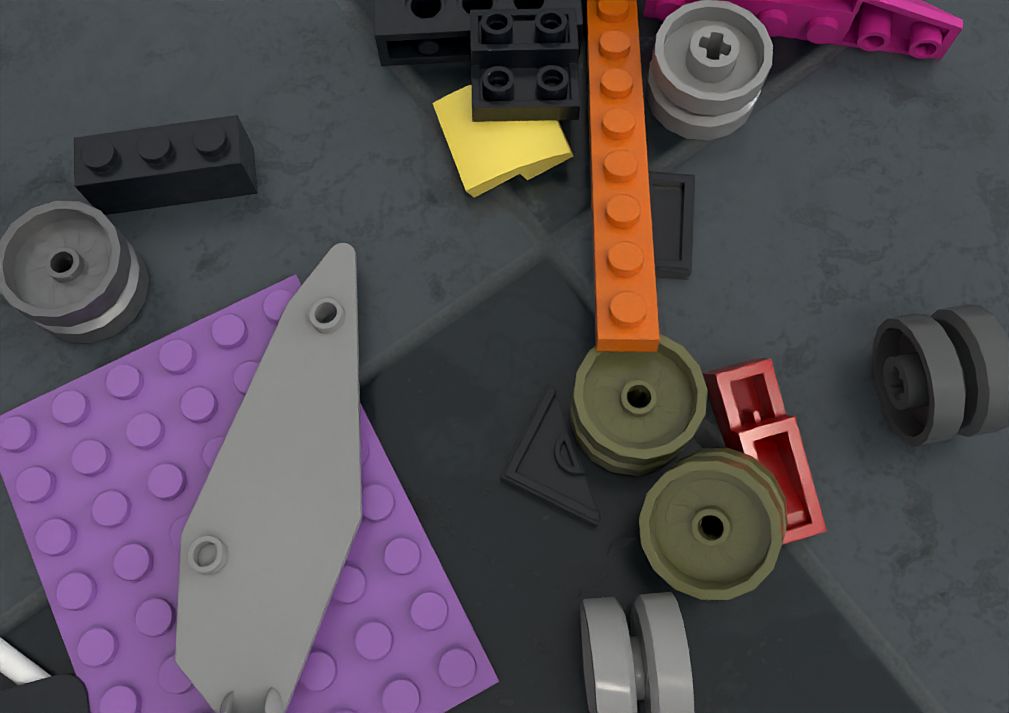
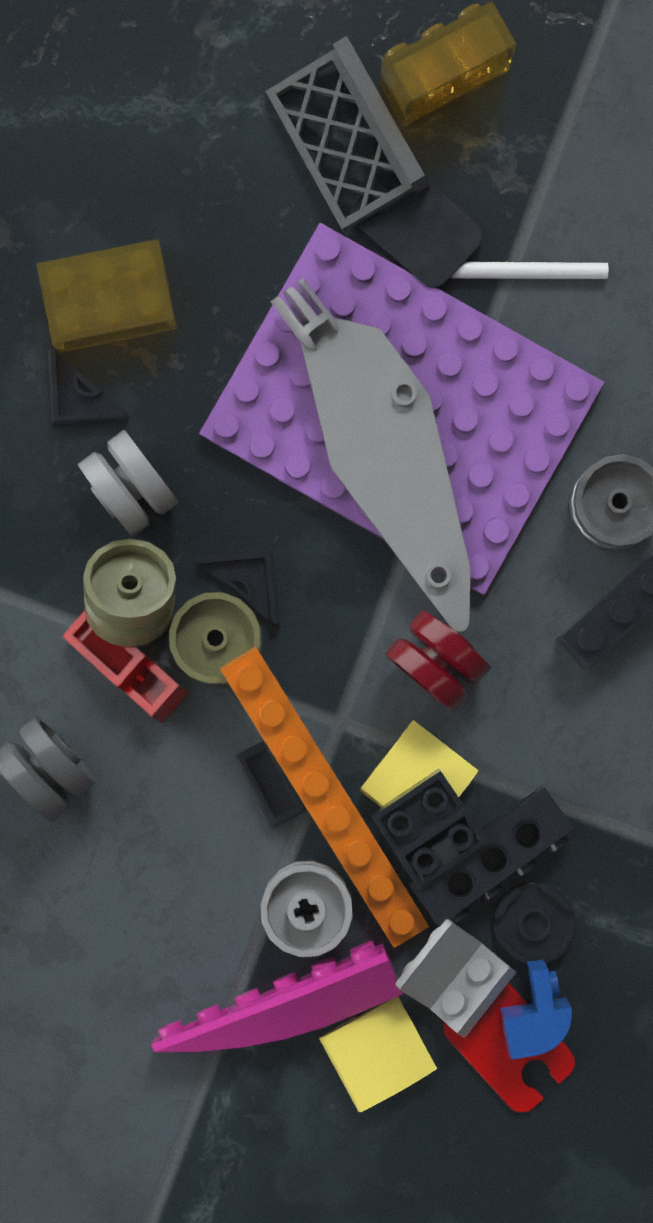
camera: 150 degrees right, 15 degrees up
(393, 220) = (442, 655): none -> dark red wheel

